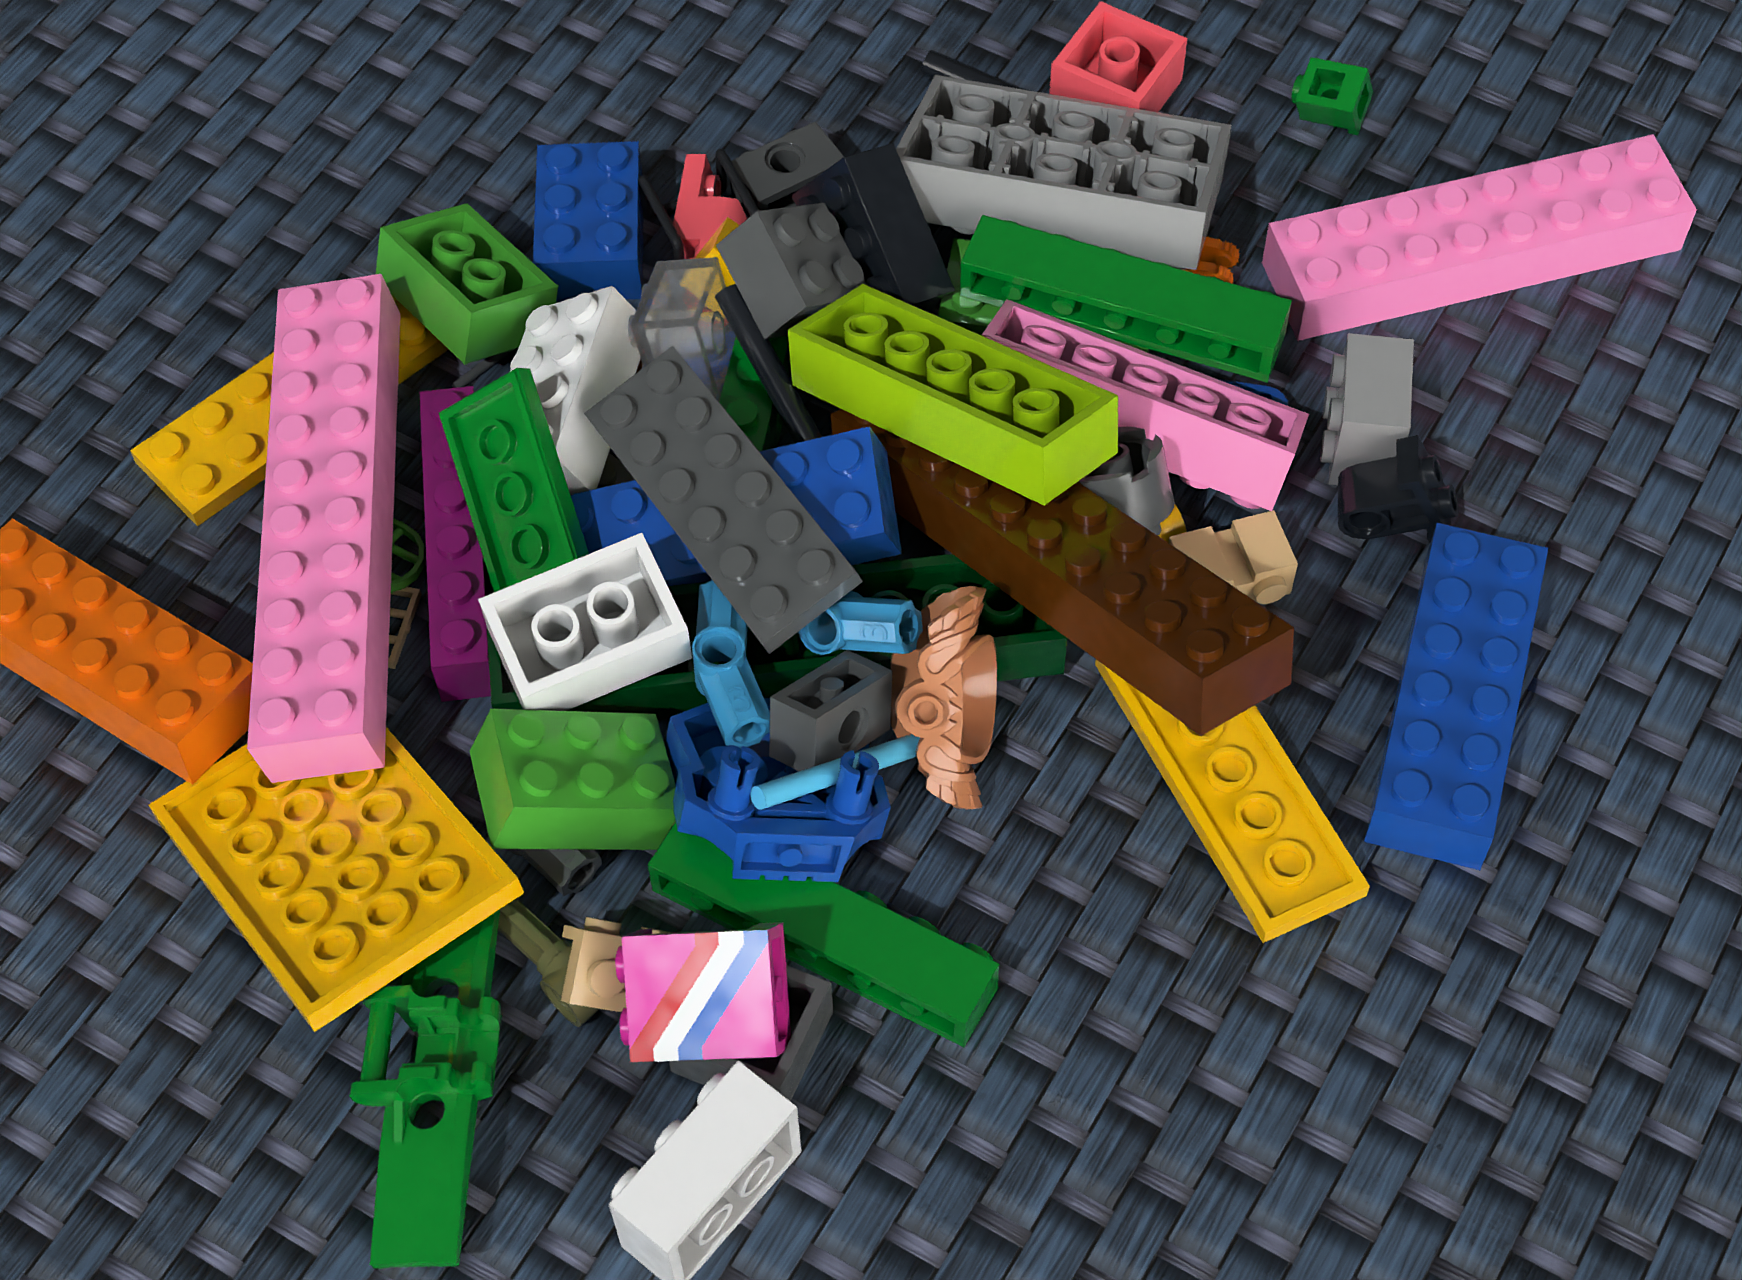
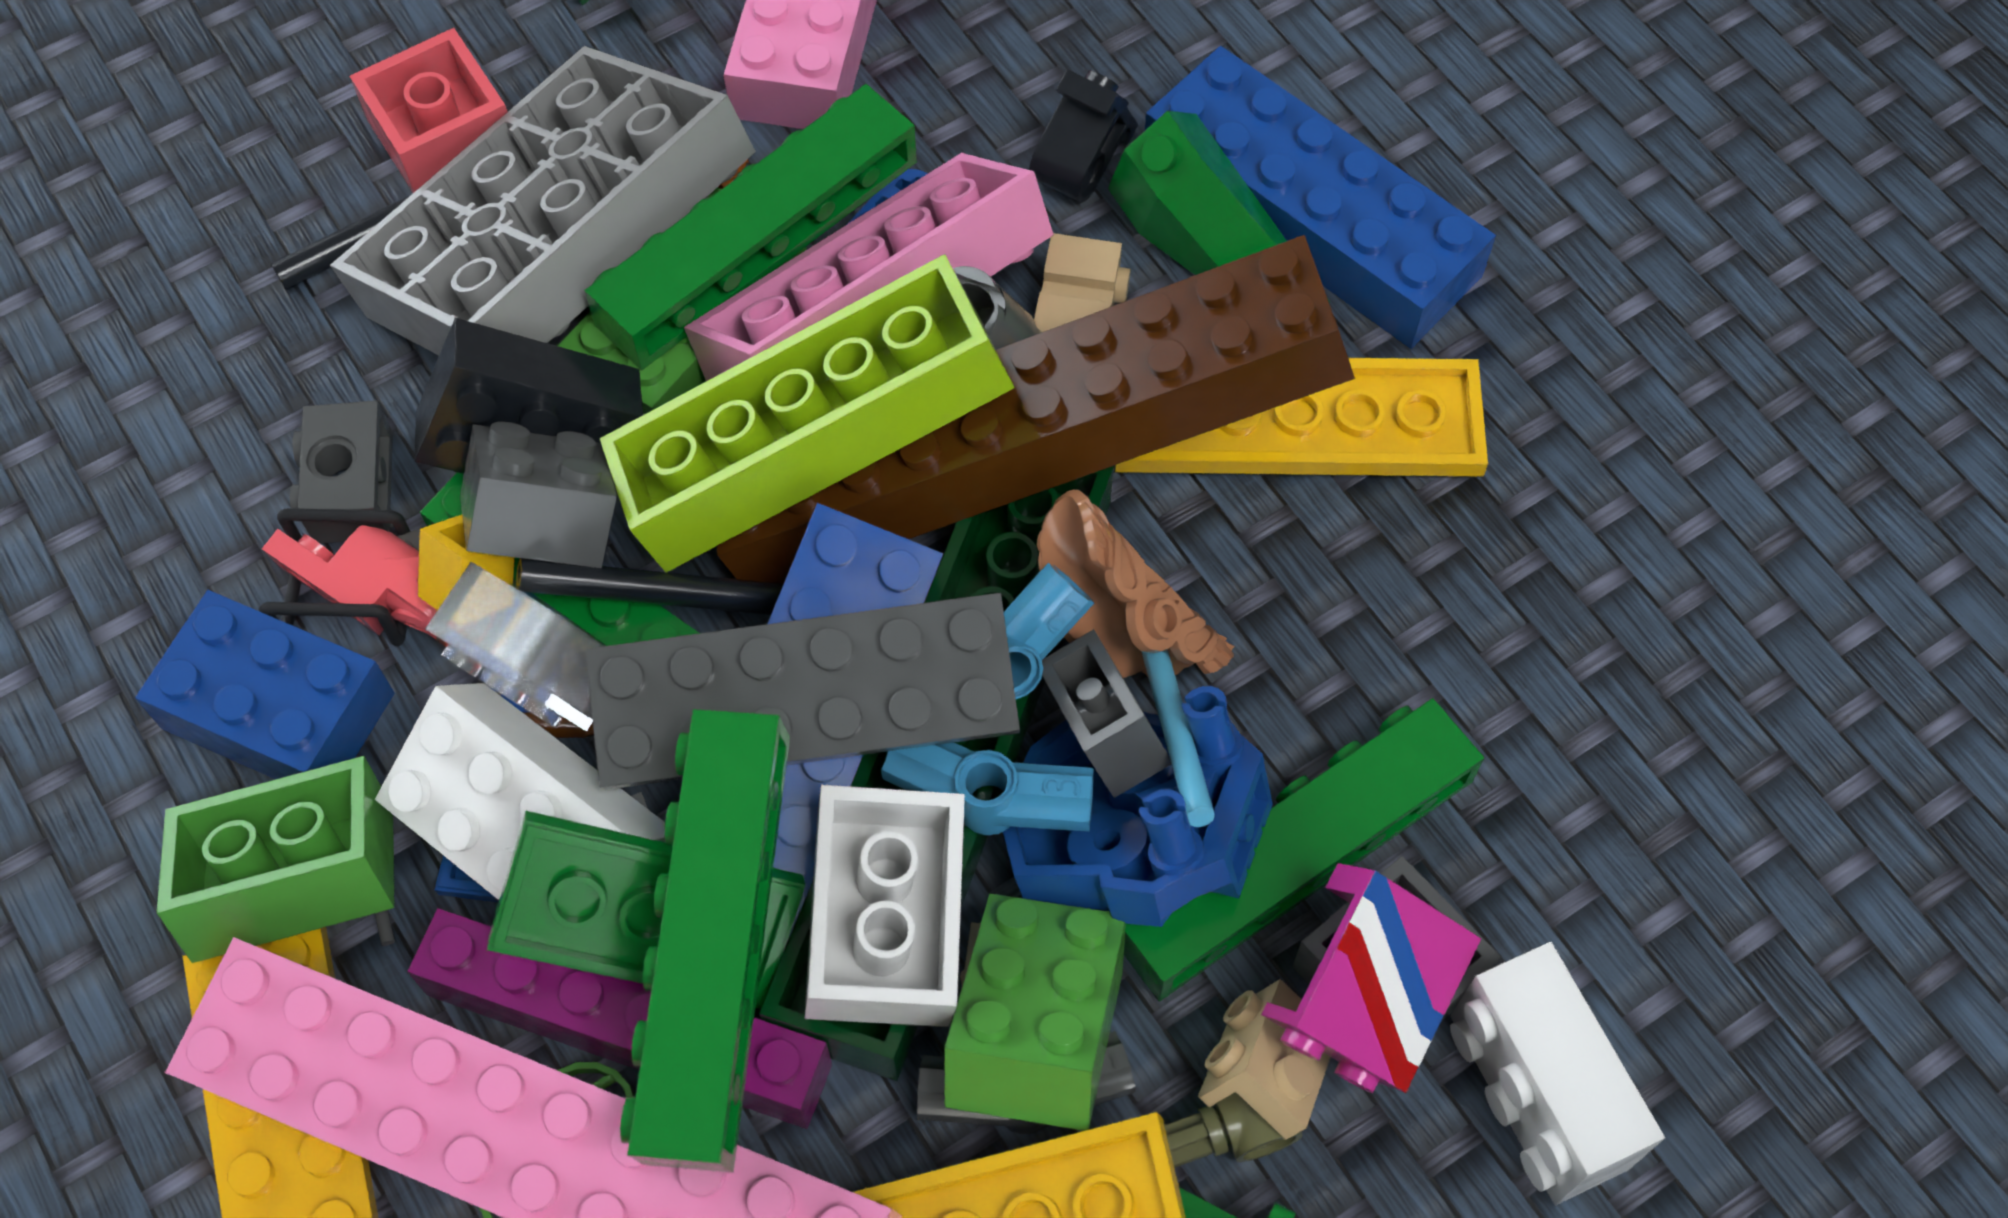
camera: 65 degrees left, 5 degrees up
(489, 519) = (708, 944): none -> green brick
(1367, 401) = (985, 97): light grey brick -> none
(1374, 614) = (1190, 196): none -> green wedge

